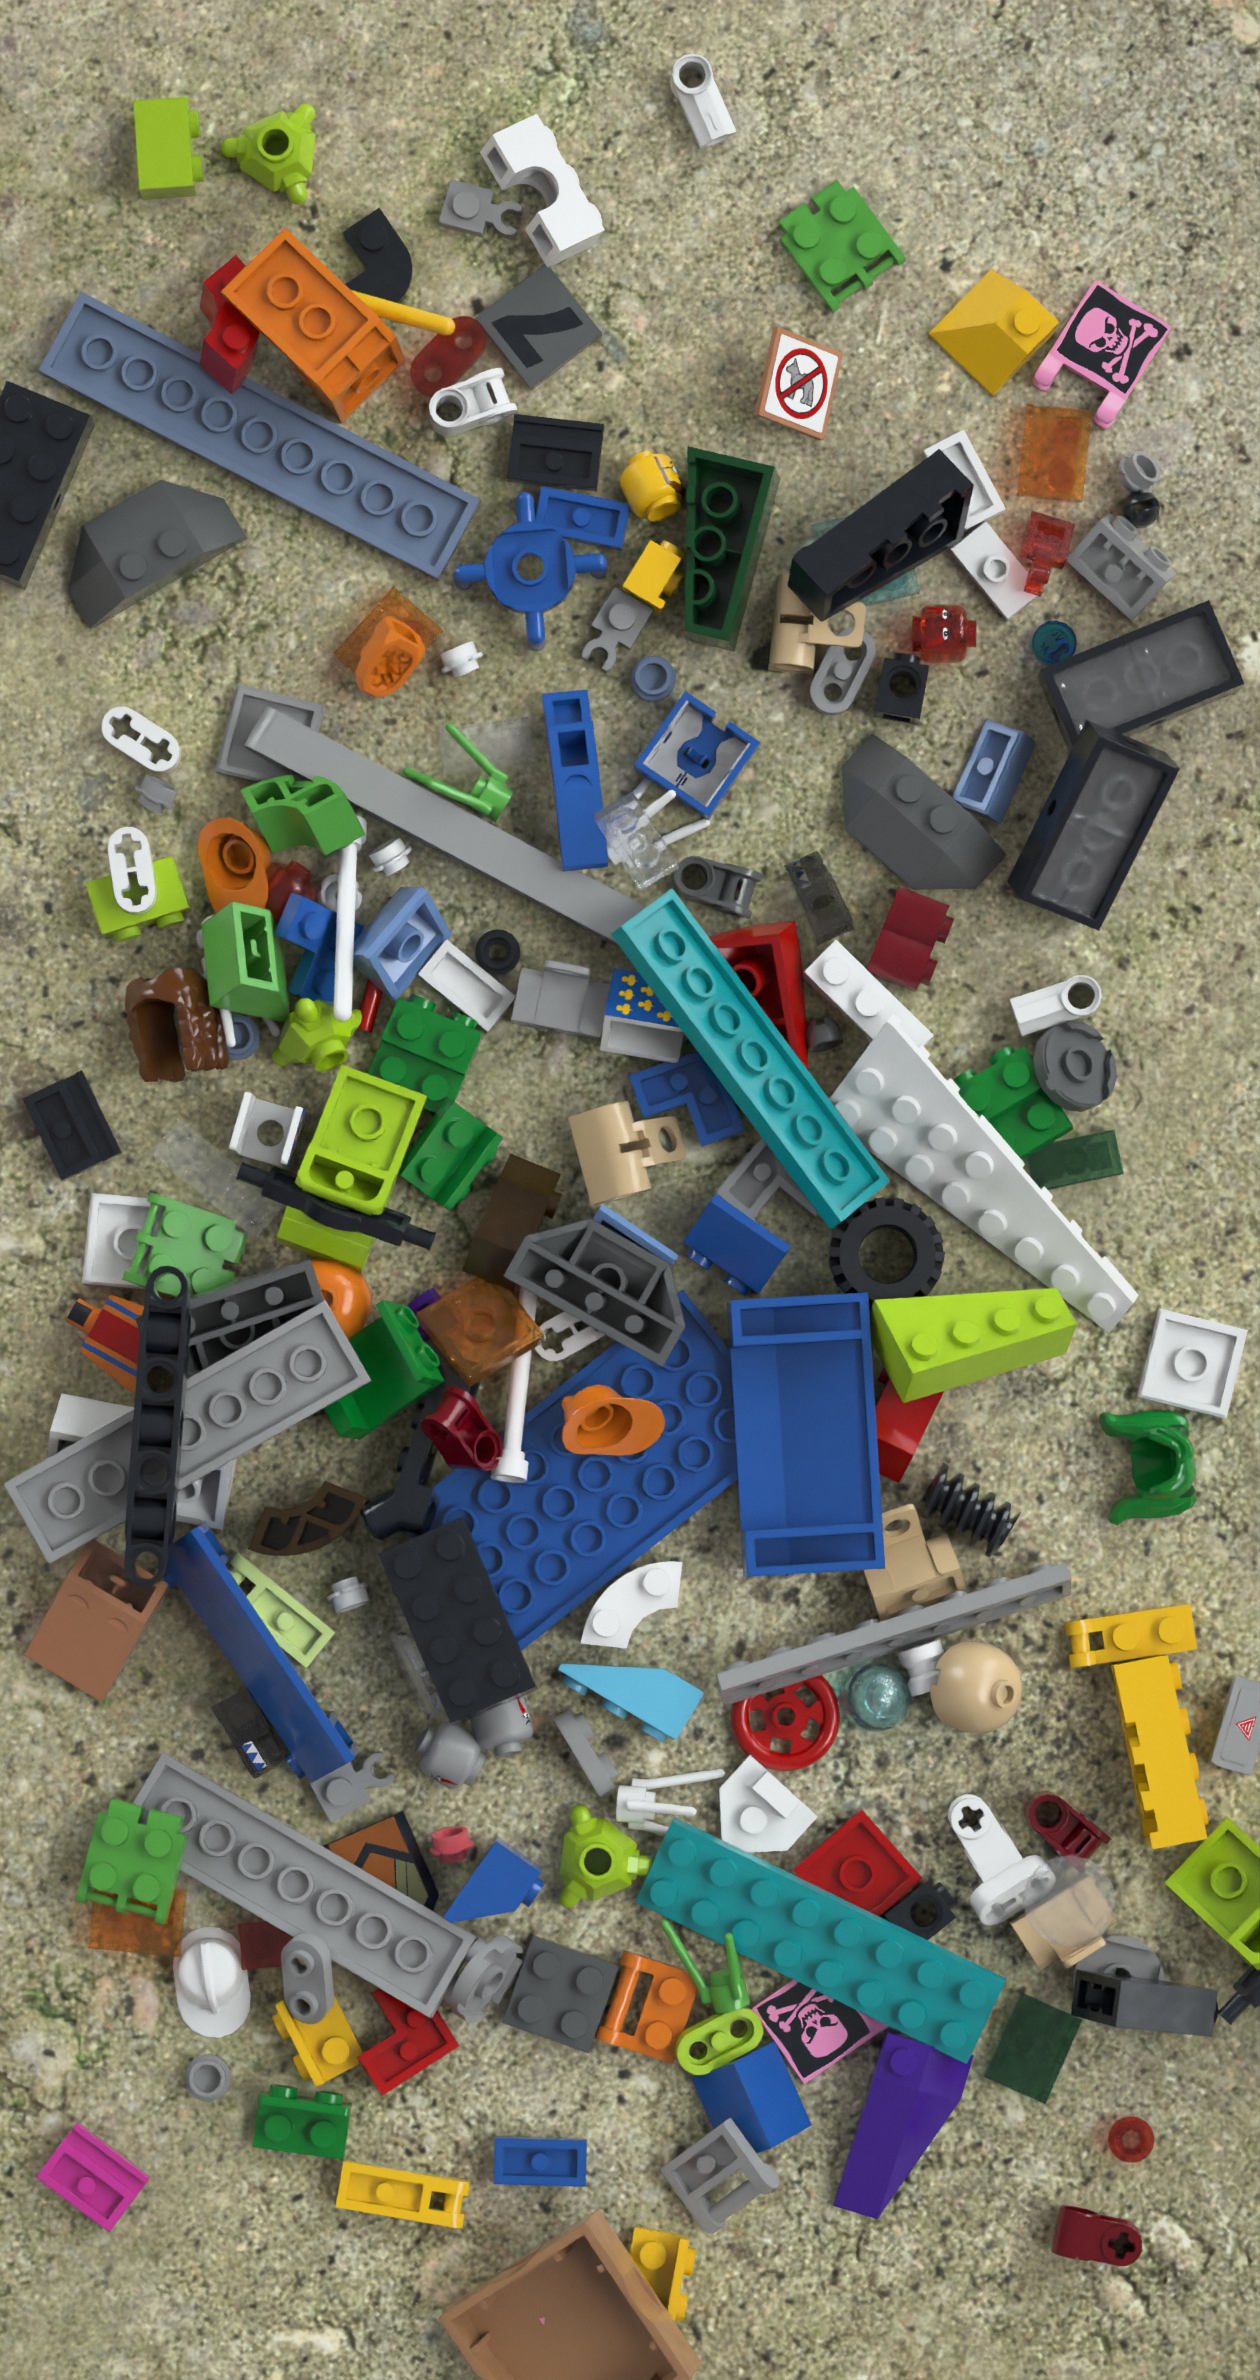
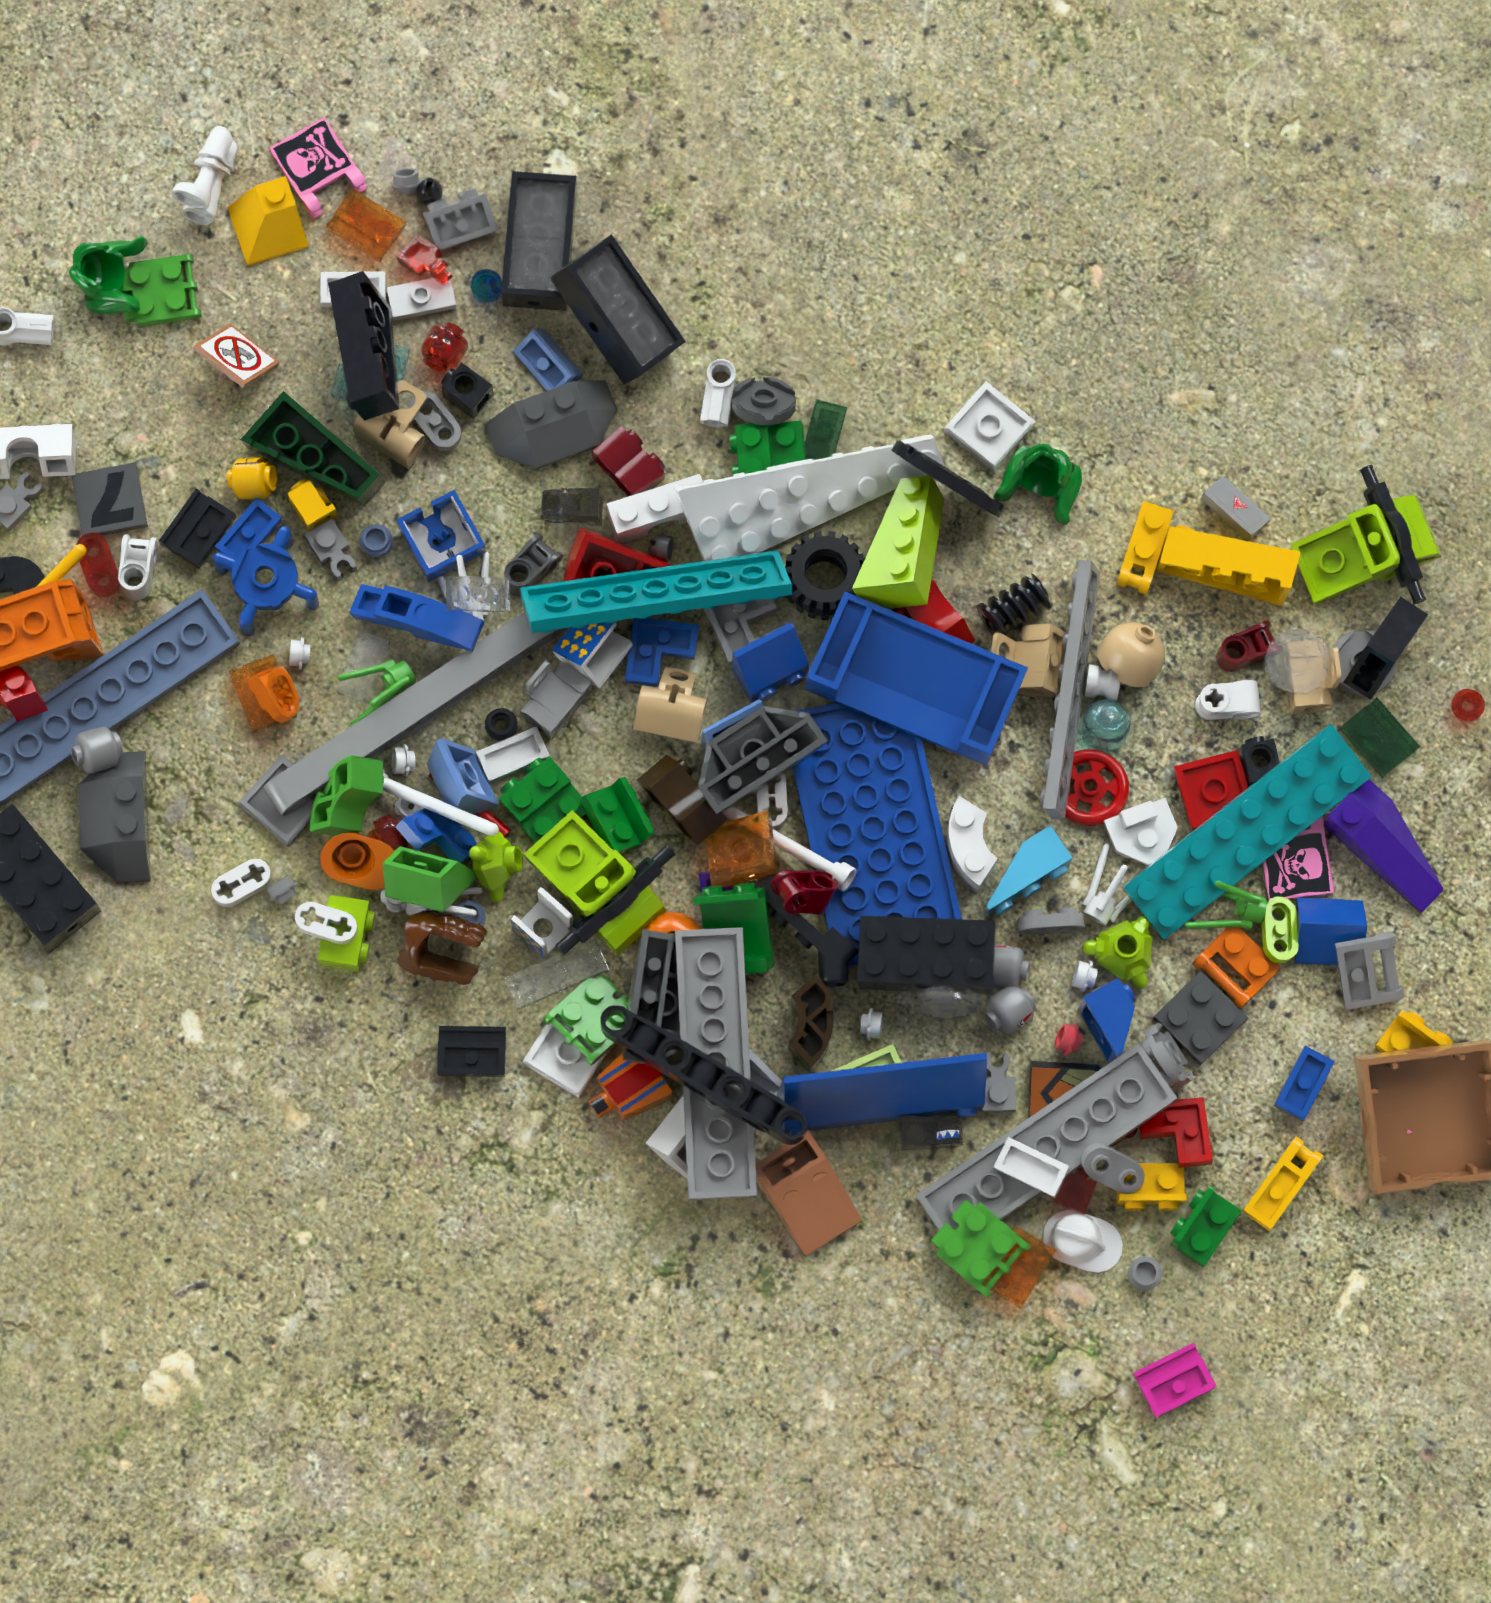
camera: 70 degrees left, 10 degrees down
(209, 480) = (97, 749): none -> light grey head
(259, 1879) = (1031, 1167): none -> white tile
(540, 1825) = (1084, 976): none -> white plate
(608, 1424) = (845, 797): orange piece -> none
(818, 161) = (101, 274): none -> green hair
(1004, 1893) = (1272, 703): white beam -> none
(1038, 223) = (216, 161): none -> white piece
(1083, 1347) = (948, 478): none -> black tile

